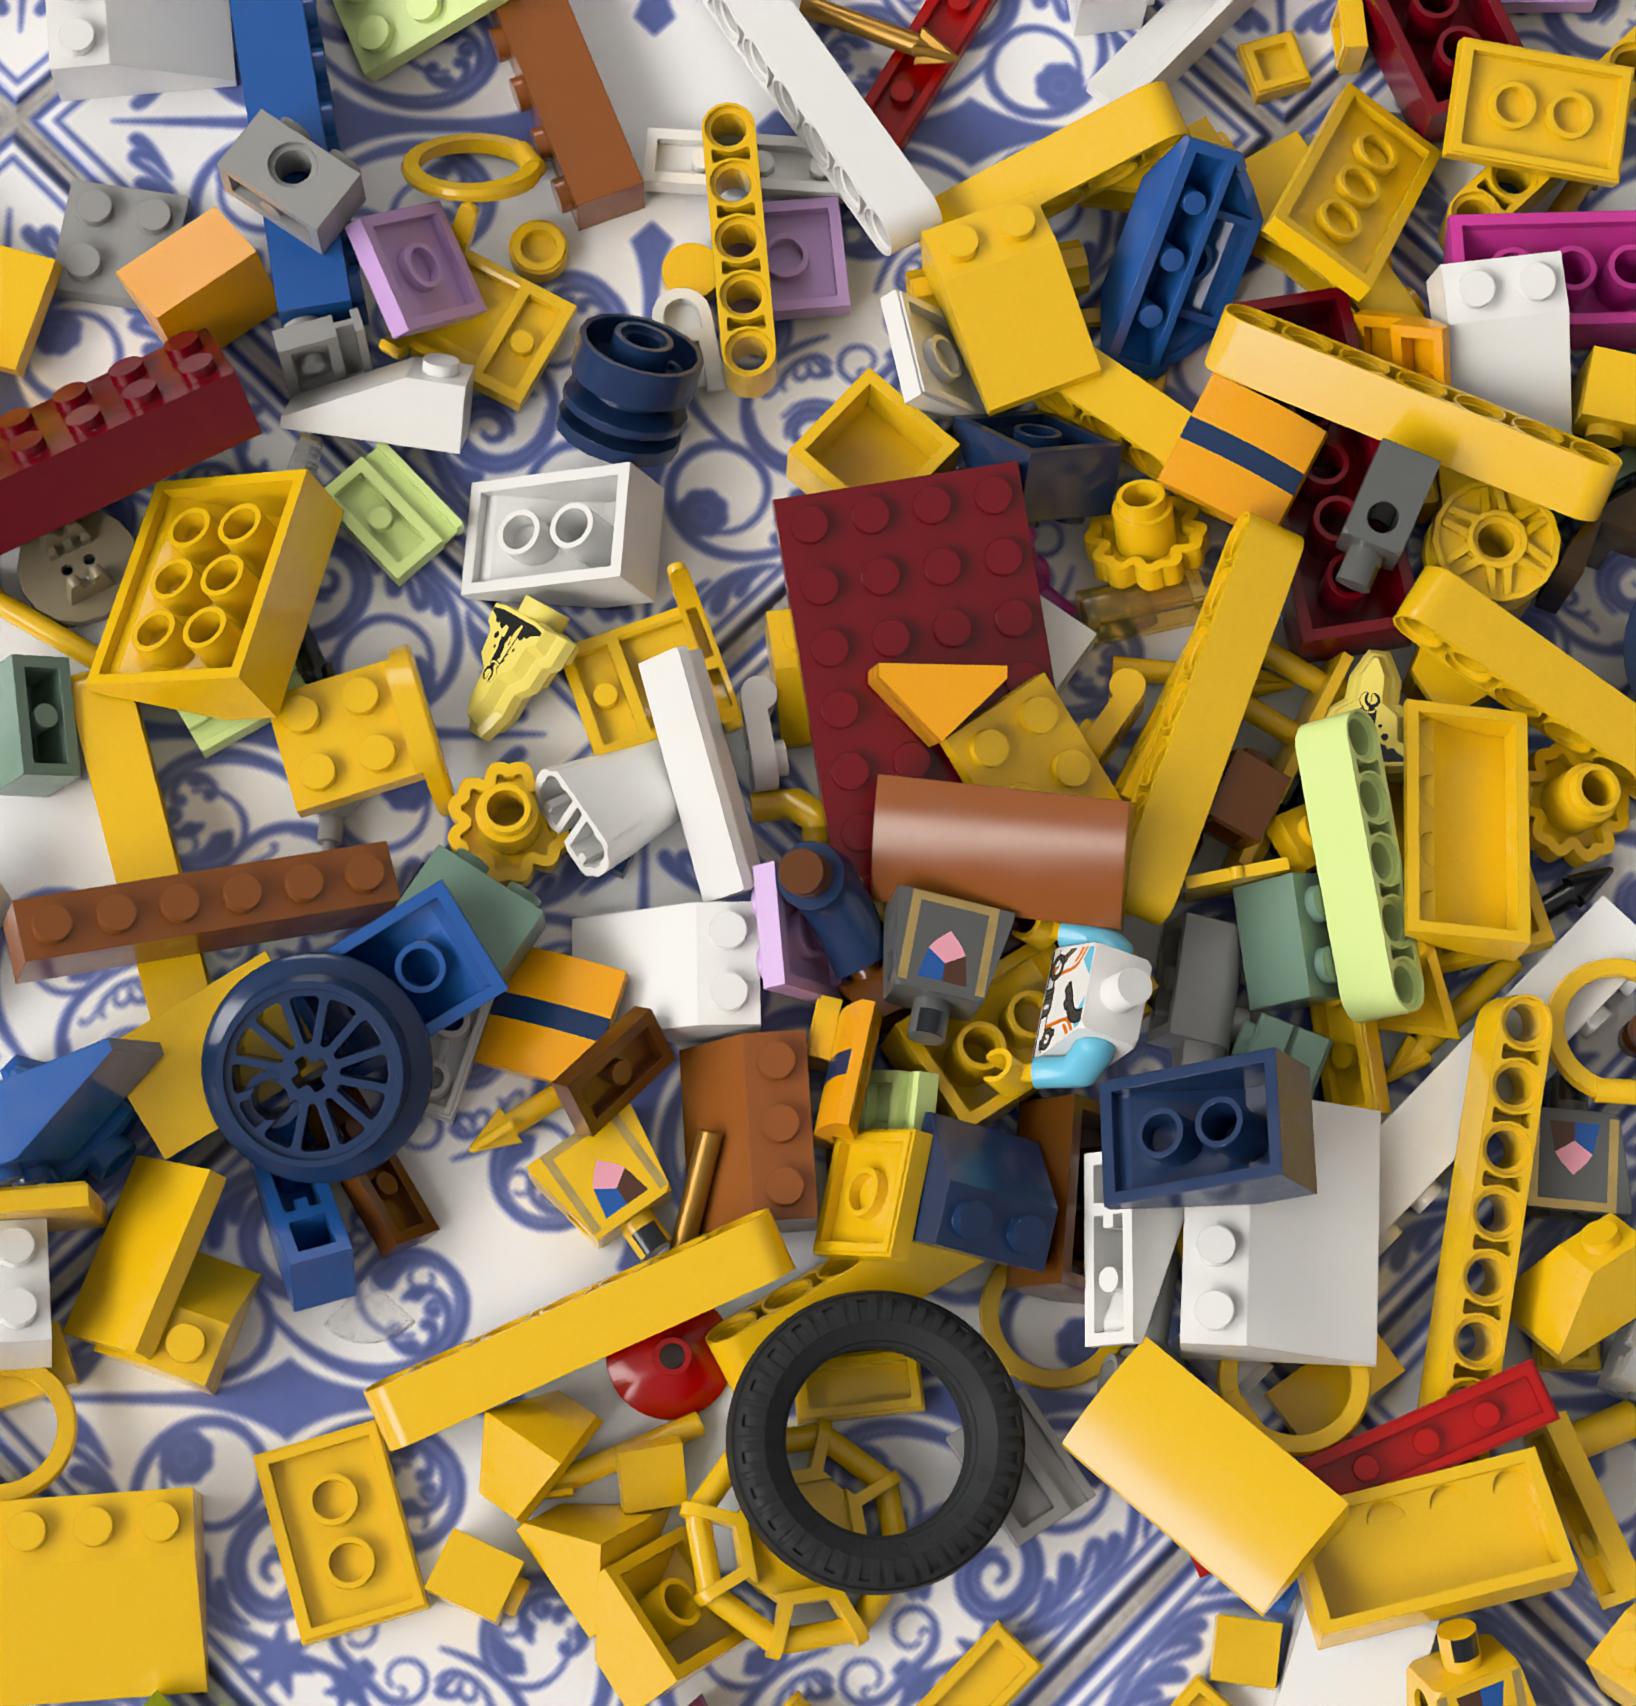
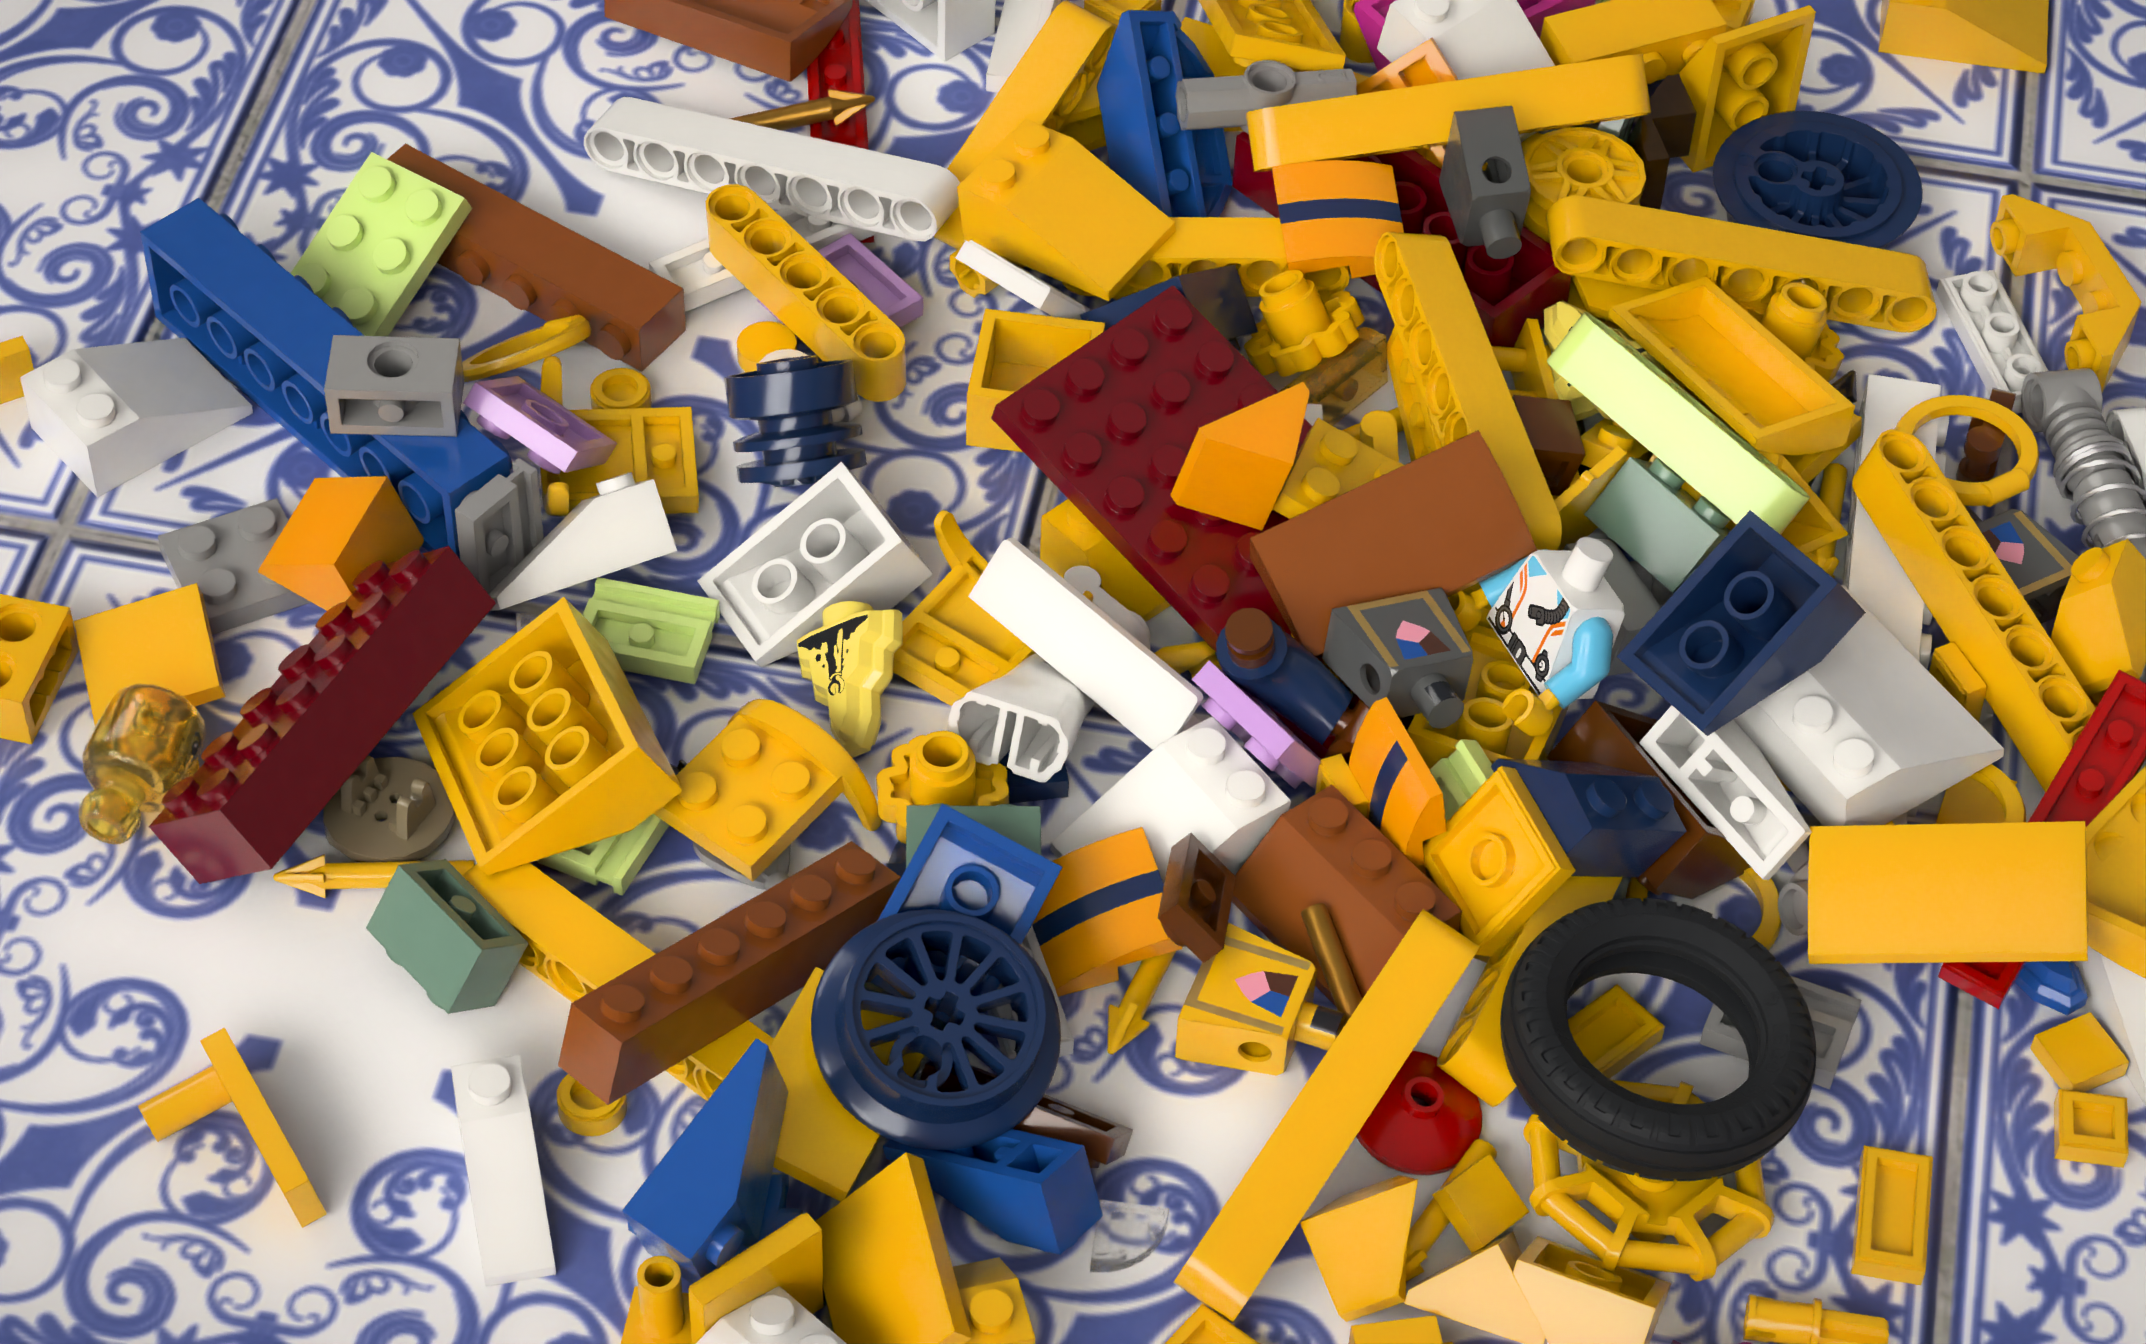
camera: 30 degrees left, 25 degrees down
(1234, 278) = (1265, 84): none -> light grey piece
(1426, 1249) = (1959, 678): none -> yellow tile

